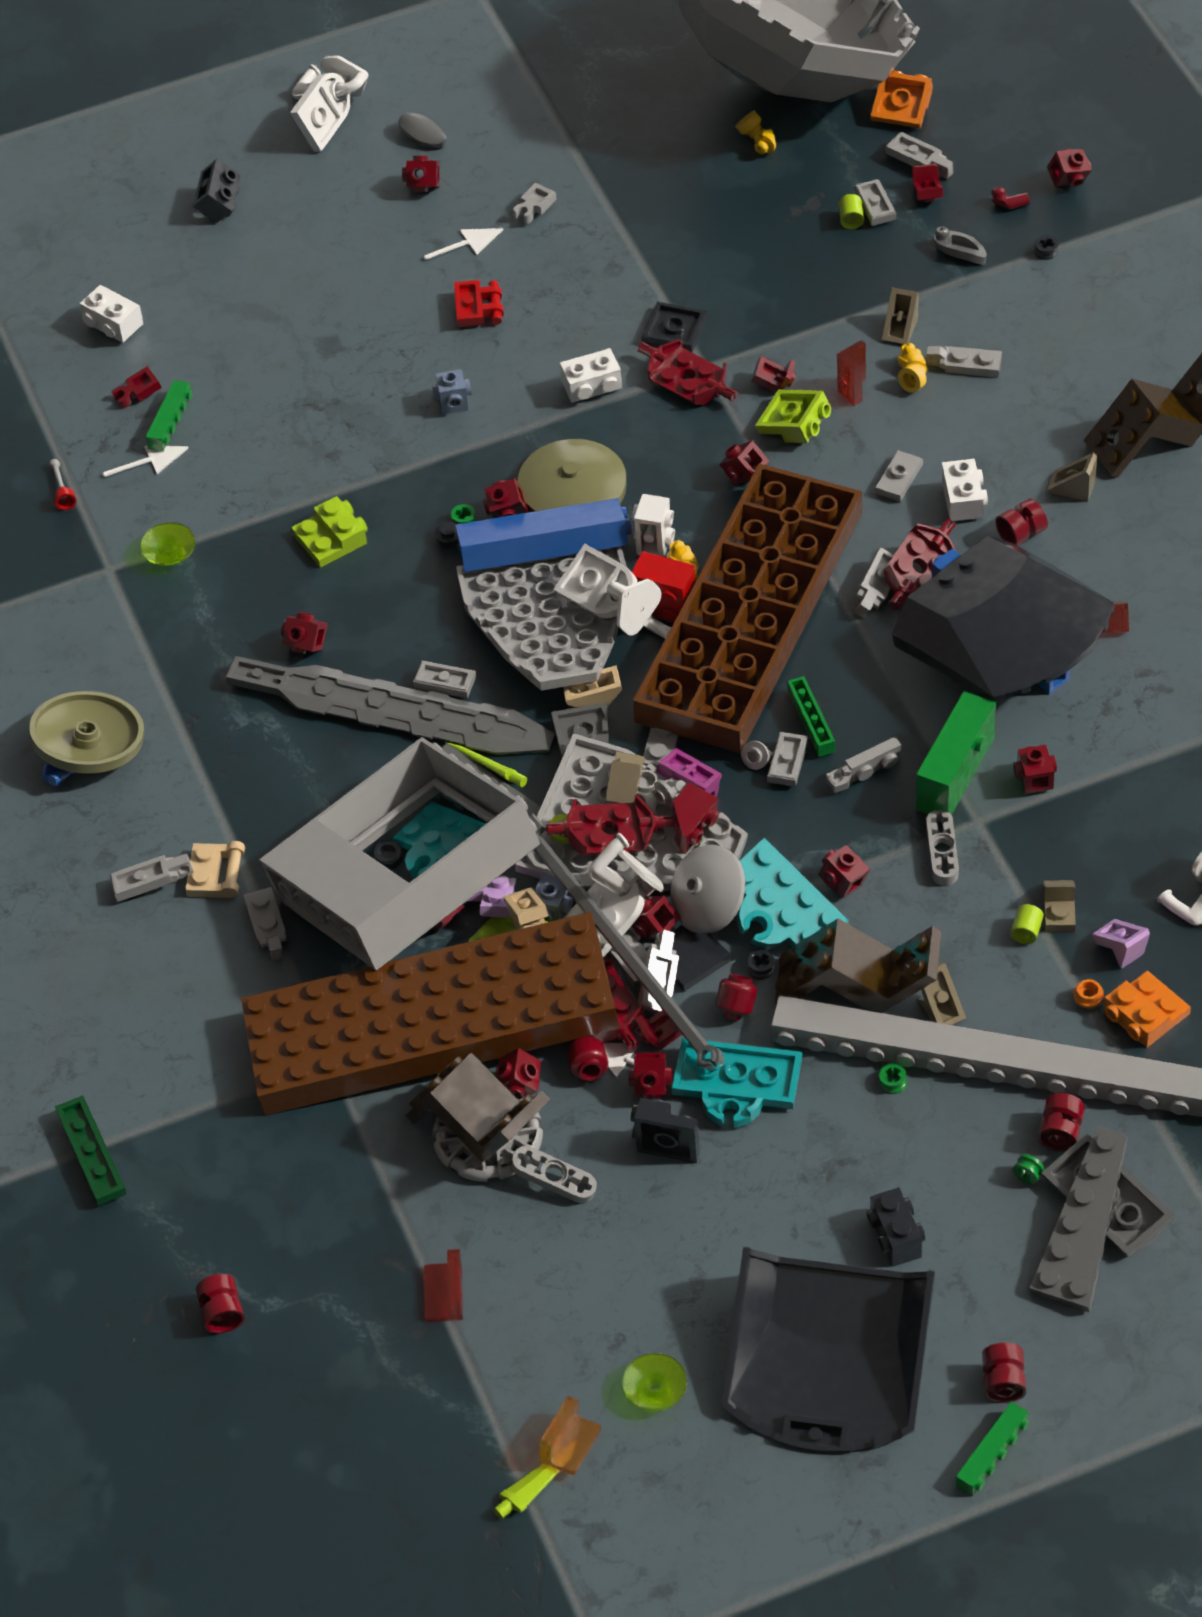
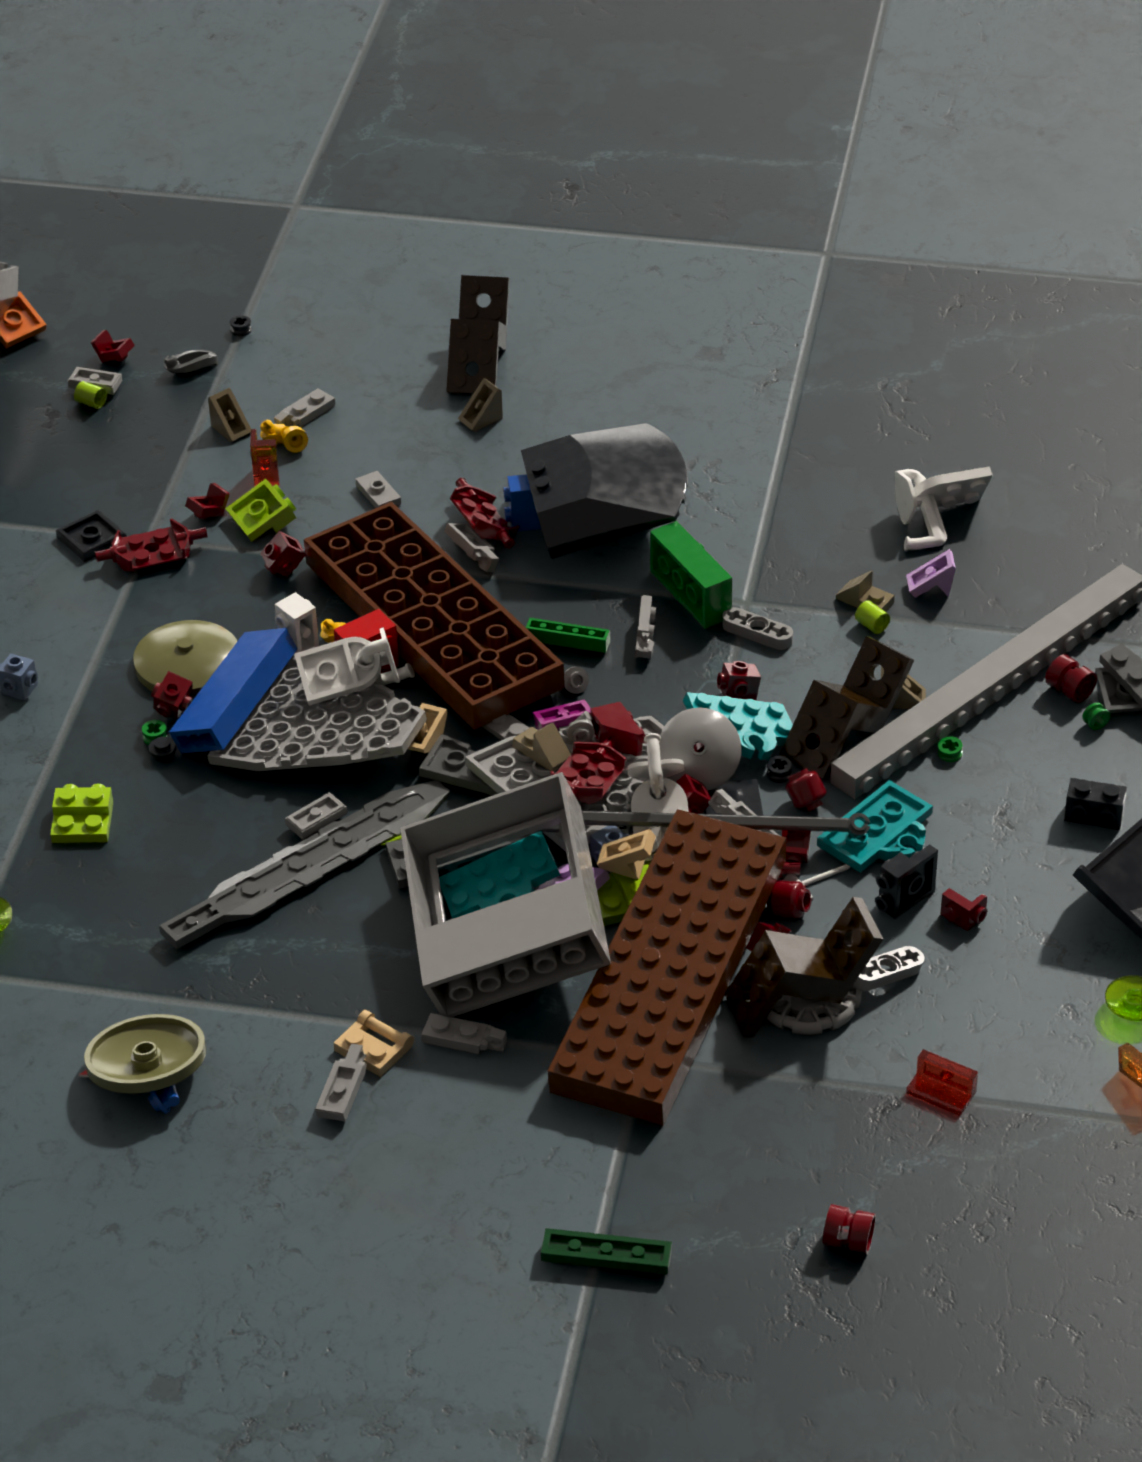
camera: 60 degrees left, 10 degrees down
(303, 633) = (181, 872): dark red brick -> none
(597, 375) = (95, 593): white brick -> none
(654, 1065) = (840, 868): dark red brick -> none
(672, 1201) = (963, 911): none -> dark red bracket
(787, 759) = (597, 666): light grey plate -> none
(918, 153) = (72, 339): light grey hinge -> none
(963, 489) = (434, 462): white brick -> none
(1009, 202) = (171, 323): dark red arm -> none
(1021, 522) = (497, 450): dark red wheel -> none
(1035, 768) = (736, 545): dark red brick -> none
(1069, 168) = (185, 275): dark red brick -> none
(1088, 987) = (961, 618): orange plate -> none
(1145, 1008) = (999, 598): orange plate -> none

